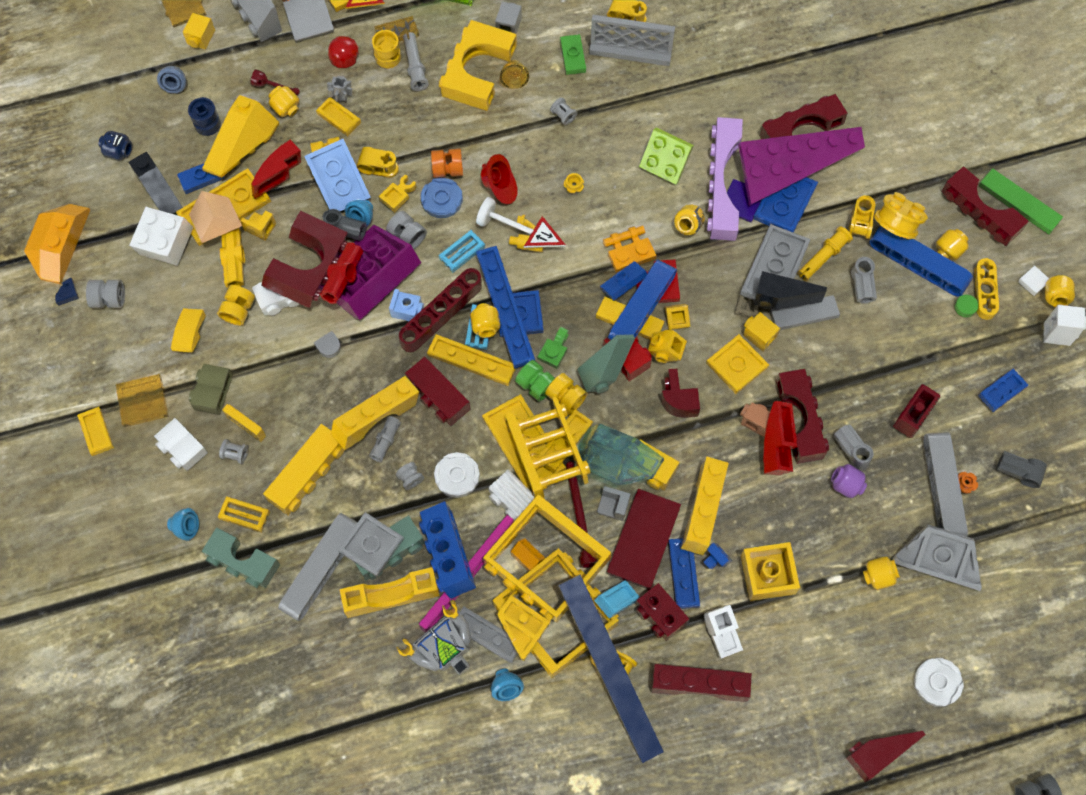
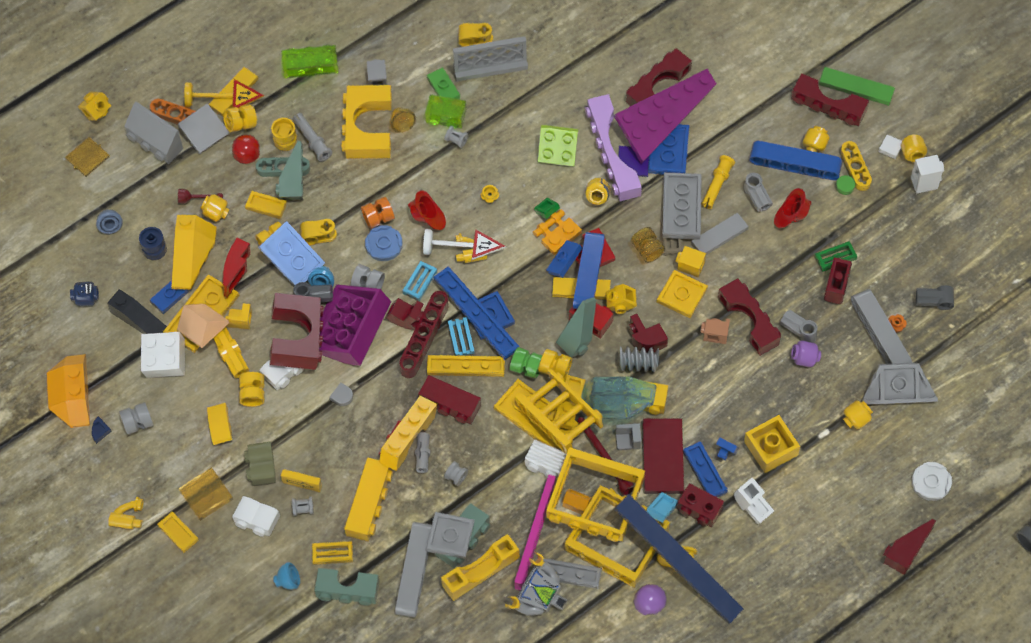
camera: 20 degrees left, 5 degrees down
(41, 396) = (121, 520): none -> yellow plant
(198, 31) = (112, 172): yellow brick -> none
(339, 88) = (258, 181): light grey gear -> none
(341, 273) = (332, 331): red piece -> none
(347, 17) = (240, 118): none -> yellow wheel
(374, 95) = (291, 178): none -> sand green slope
(379, 89) = (269, 172): none -> sand green beam
(396, 195) = (345, 253): yellow plate -> none
(400, 27) = (287, 110): clear yellow tile -> none
(400, 311) = (394, 341): light blue brick -> none
(429, 281) = (404, 314): none -> dark red brick
(456, 475) = (493, 460): white tile -> none
(460, 578) = (533, 535): blue brick -> none
(485, 320) = (466, 329): yellow head -> none
(506, 685) = (602, 604): dark azure brick -> none
(522, 625) = (597, 552): yellow wing -> none
(554, 351) = (530, 335): bright green plate -> none
(563, 81) = (445, 111): none -> clear neon green brick
(563, 700) = (650, 599): none -> medium lavender hair
(628, 219) = (546, 208): none -> green tile
(659, 420) = (639, 359): none -> light grey piece
(677, 316) = (618, 272): yellow slope -> none
(705, 507) = (704, 423): yellow arch -> none
(711, 682) = (771, 540): dark red arch -> none
(720, 296) = (647, 244): none -> clear yellow wheel
(779, 439) = (740, 340): red slope -> none
(784, 292) = (697, 223): black slope -> none
(862, 221) = (736, 145): yellow piece -> none
(897, 313) = (793, 209): none -> red piece
(901, 216) = (767, 130): yellow wheel -> none
(928, 382) = (822, 262): none -> green tile
(1003, 390) = (898, 241): blue plate -> none

